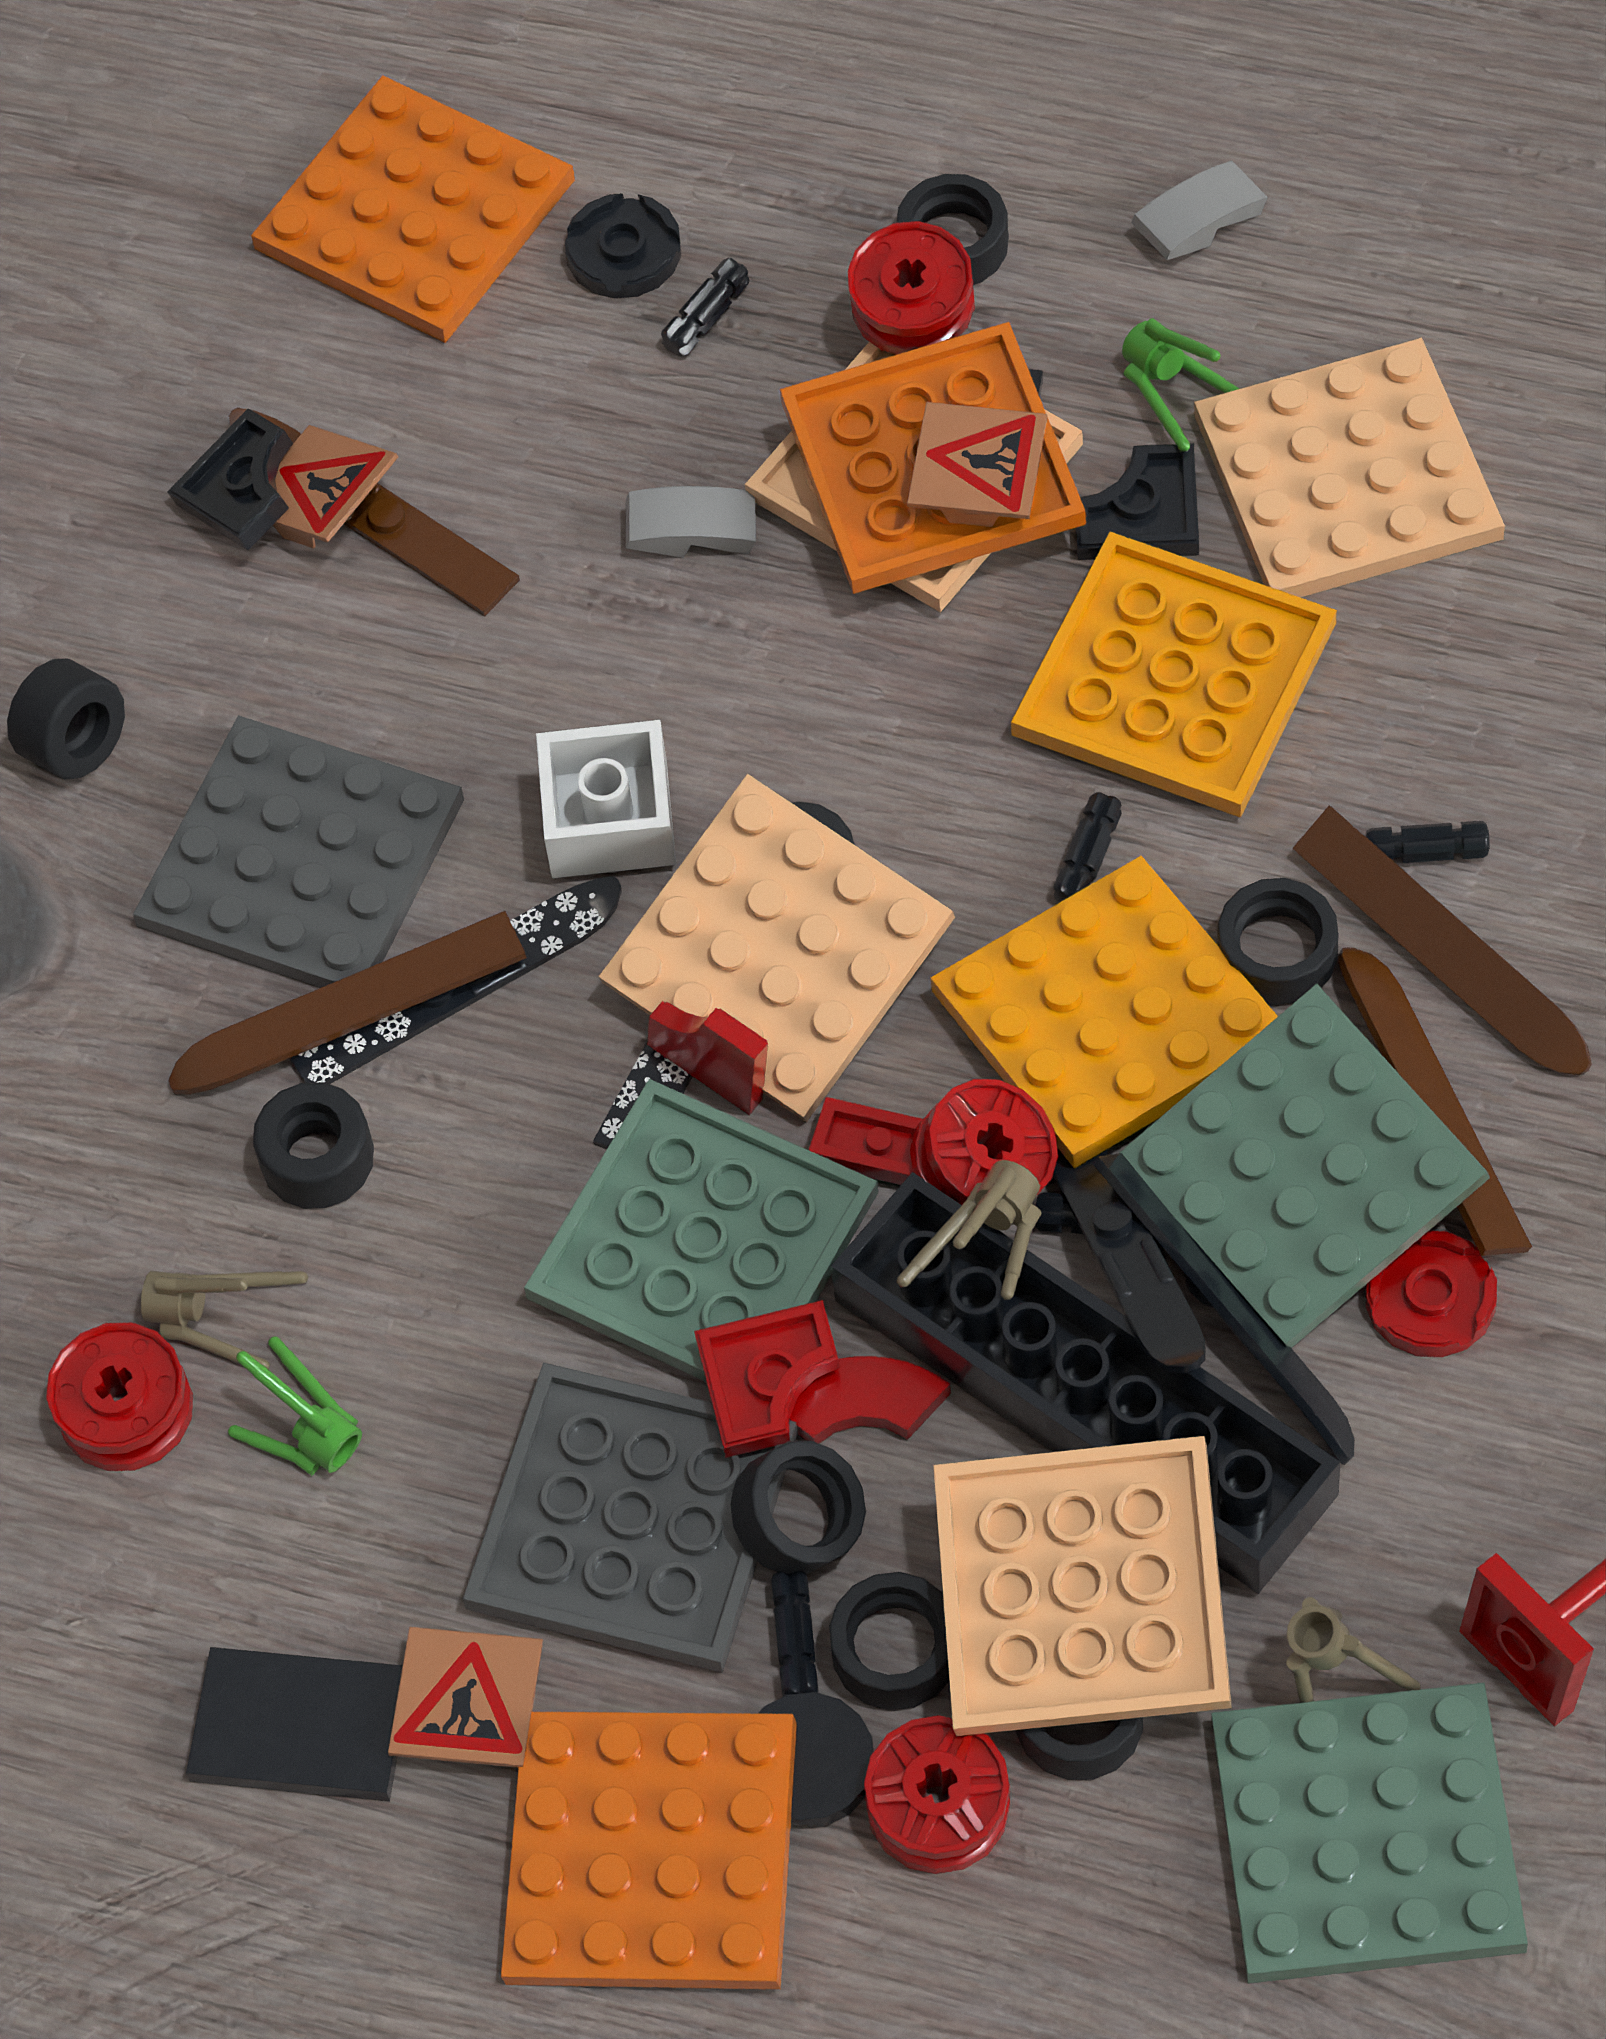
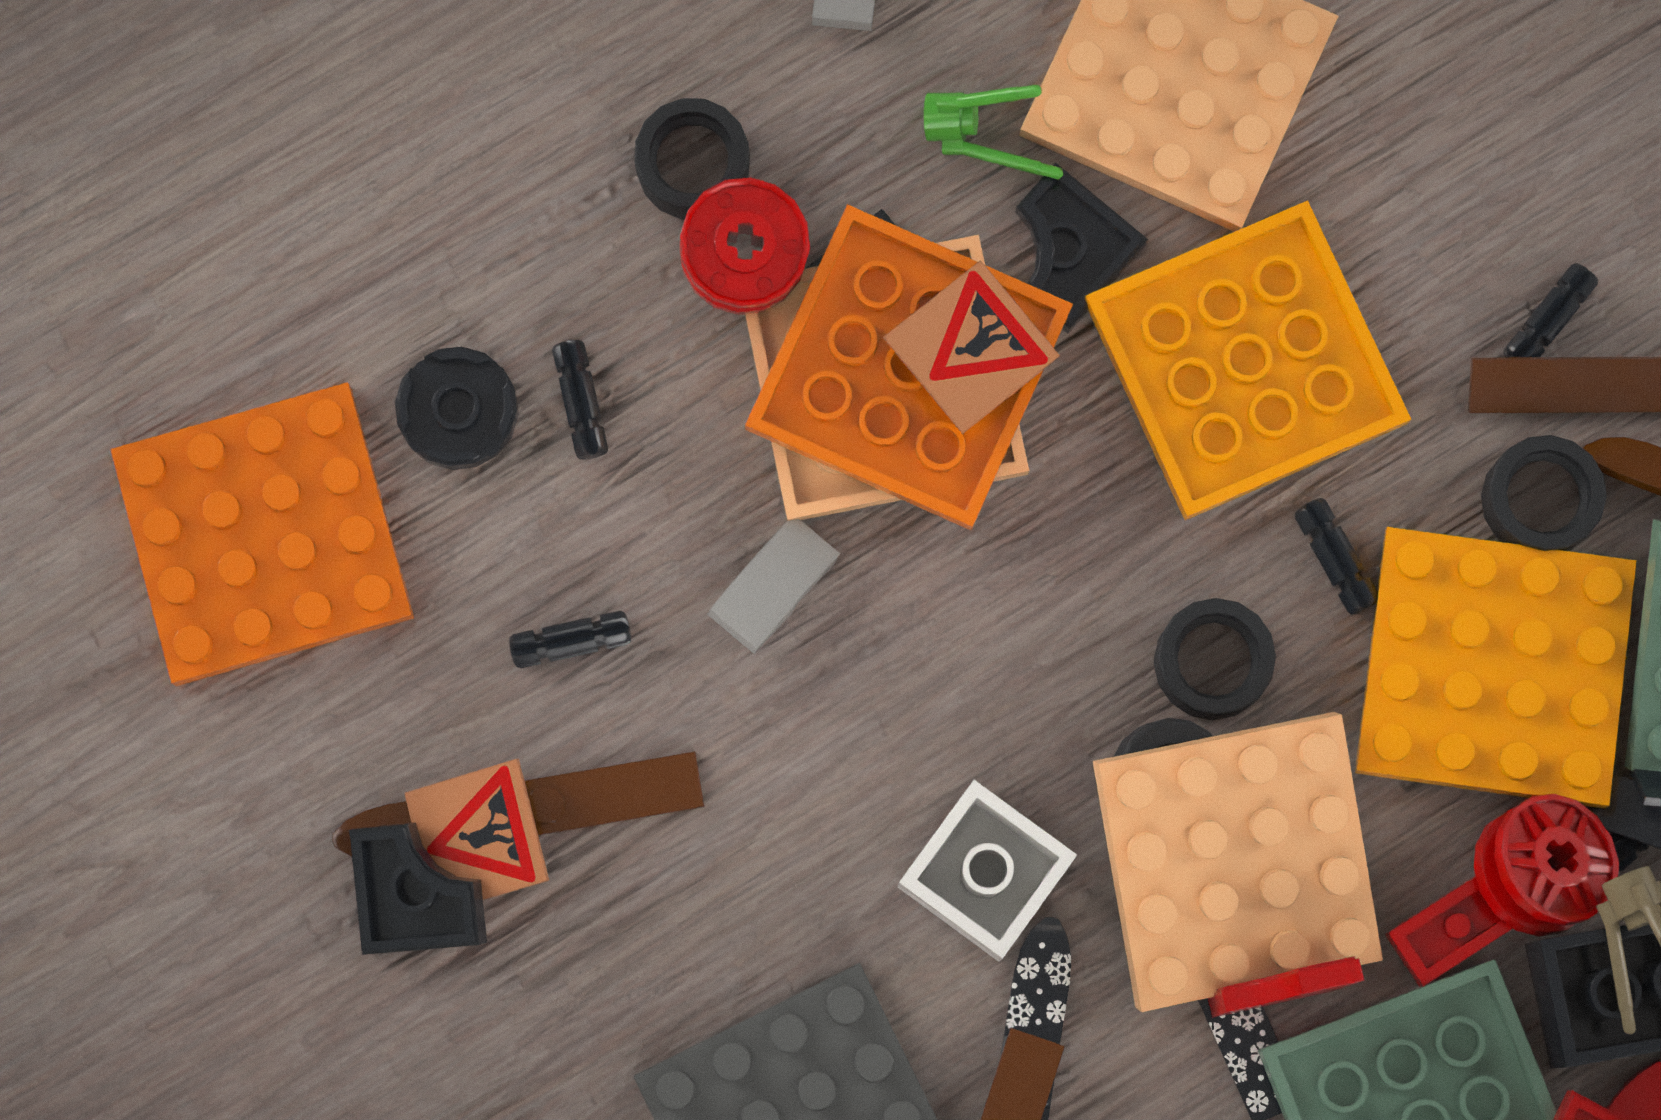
camera: 55 degrees left, 20 degrees up
(523, 436) = (570, 639): none -> black axle
(919, 787) = (1225, 613): none -> black tyre

